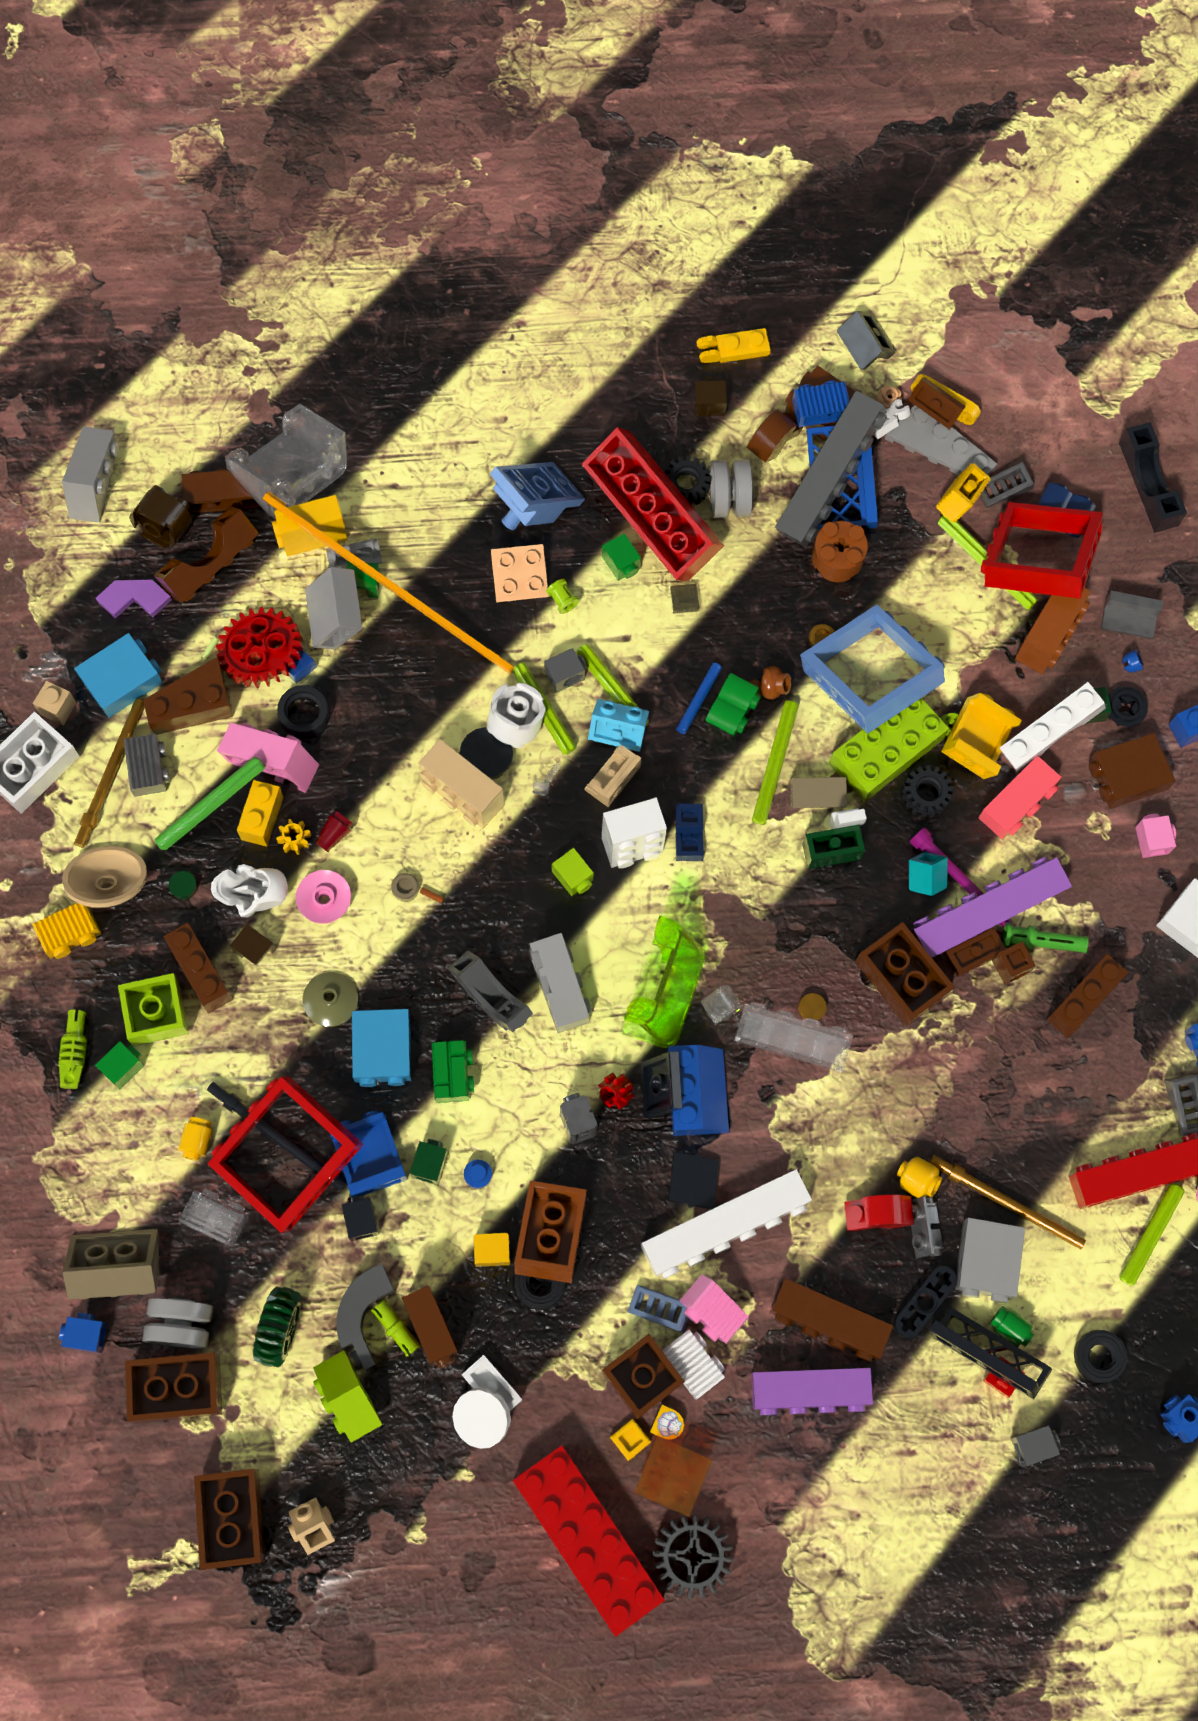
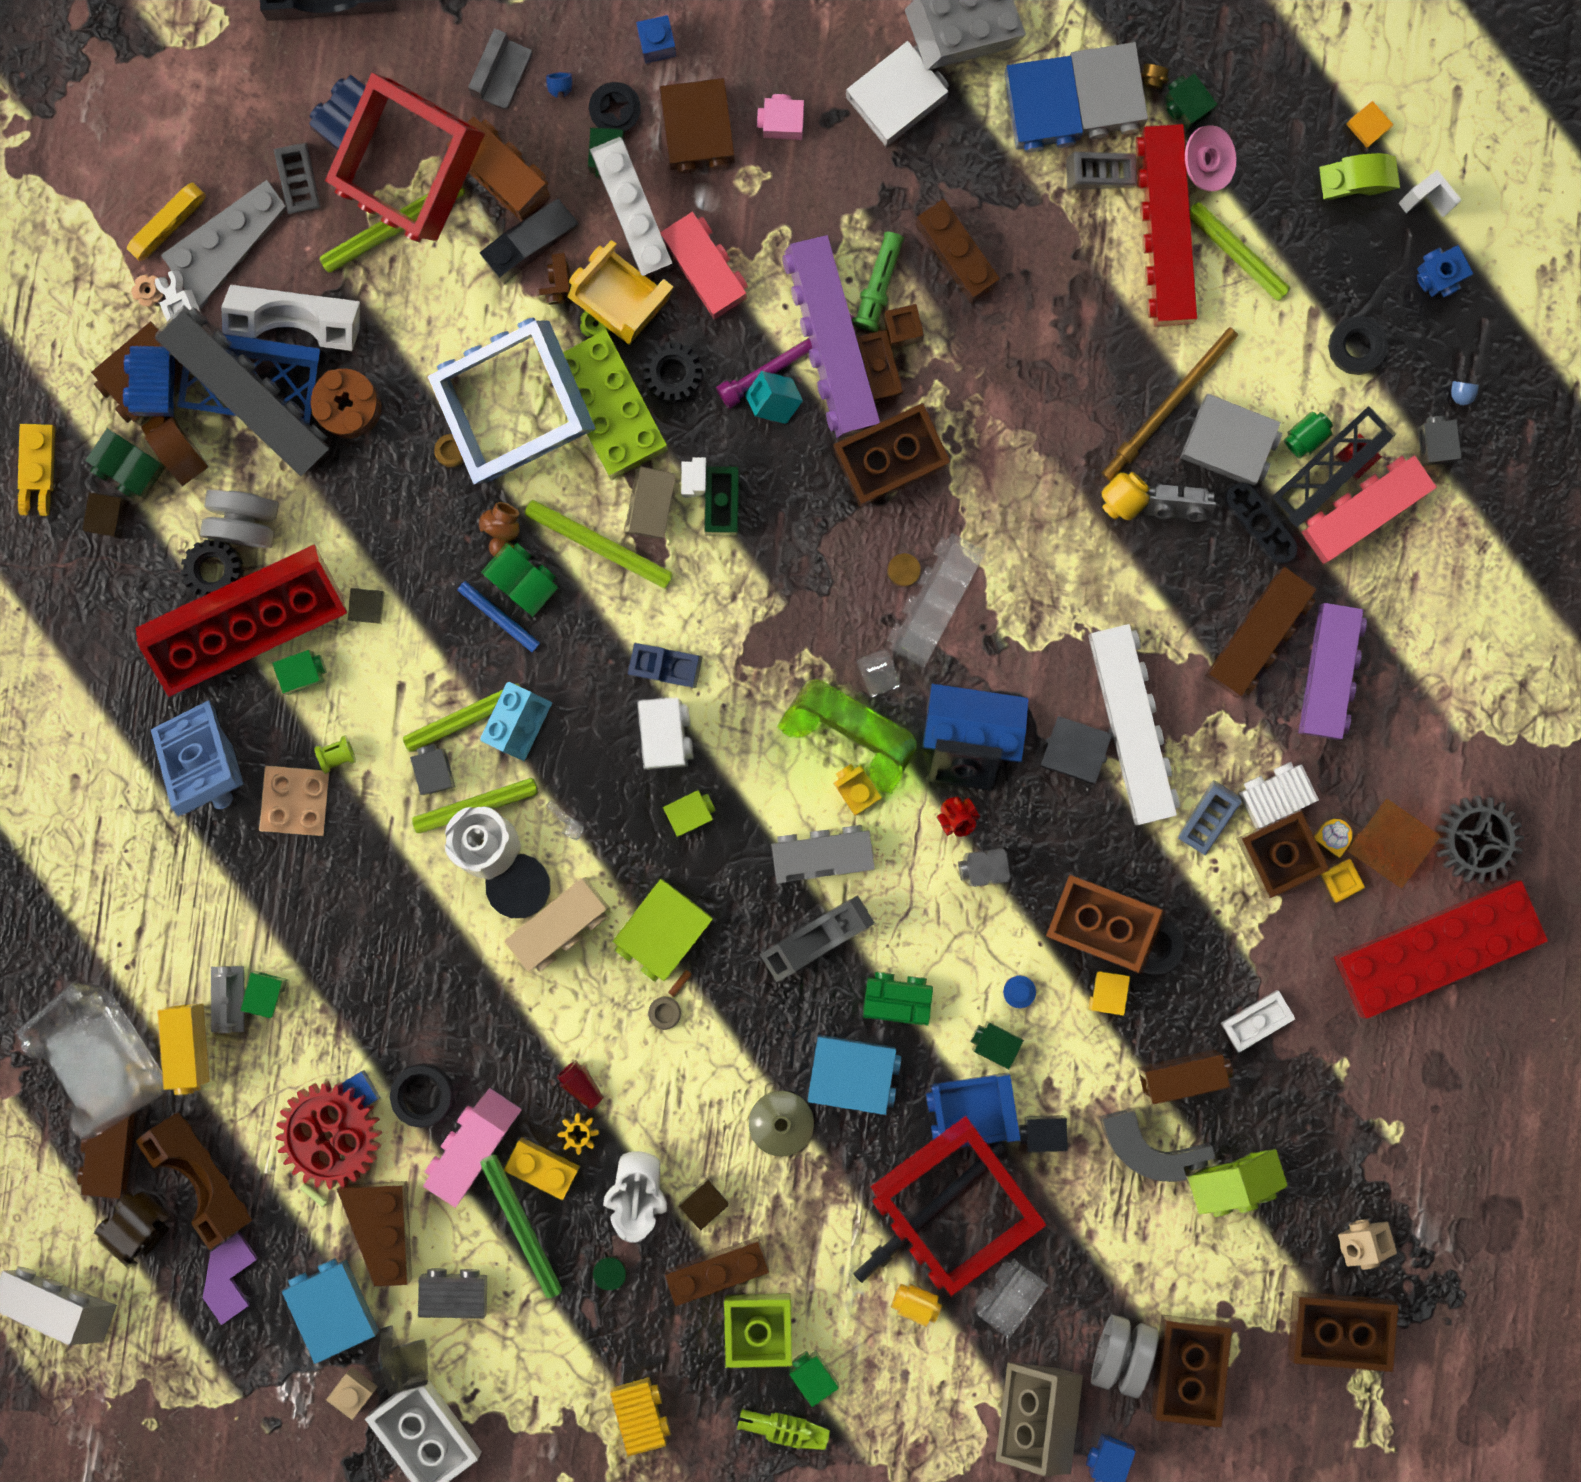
camera: 75 degrees left, 15 degrees up
(83, 730) = (402, 1365): none -> clear smoke panel
(89, 820) = (506, 1371): pearl gold bar -> none
(104, 876) = (572, 1363): tan dish -> none
(277, 1326) = (1149, 1246): dark green gear -> none
(280, 506) = (162, 1081): light orange piece -> none
(323, 884) = (657, 1128): bright pink dish -> none
(333, 608) = (299, 1037): light grey brick -> none
(395, 1328) = (1172, 1115): lime pin -> none
(472, 870) = (661, 931): none -> lime brick
(481, 1418) = (1289, 1039): white tile -> none
(614, 775) = (576, 740): tan hinge -> none
(617, 1003) = (856, 788): none -> yellow bracket
(714, 1309) = (1227, 760): bright pink brick -> none
(753, 404) = (125, 464): none -> dark green brick
(865, 339) = (61, 301): panel -> none
(879, 1212) = (1156, 550): red brick -> none
(894, 471) = (256, 310): none -> white arch
(936, 403) = (174, 235): reddish brown plate -> none
(961, 1393) = (1368, 509): none -> coral brick
(963, 492) = (302, 233): yellow brick -> none
(966, 688) = (558, 274): none -> reddish brown bracket
(1002, 660) = (528, 240): none -> black slope
(1084, 1460) = (1464, 392): none -> medium blue hinge

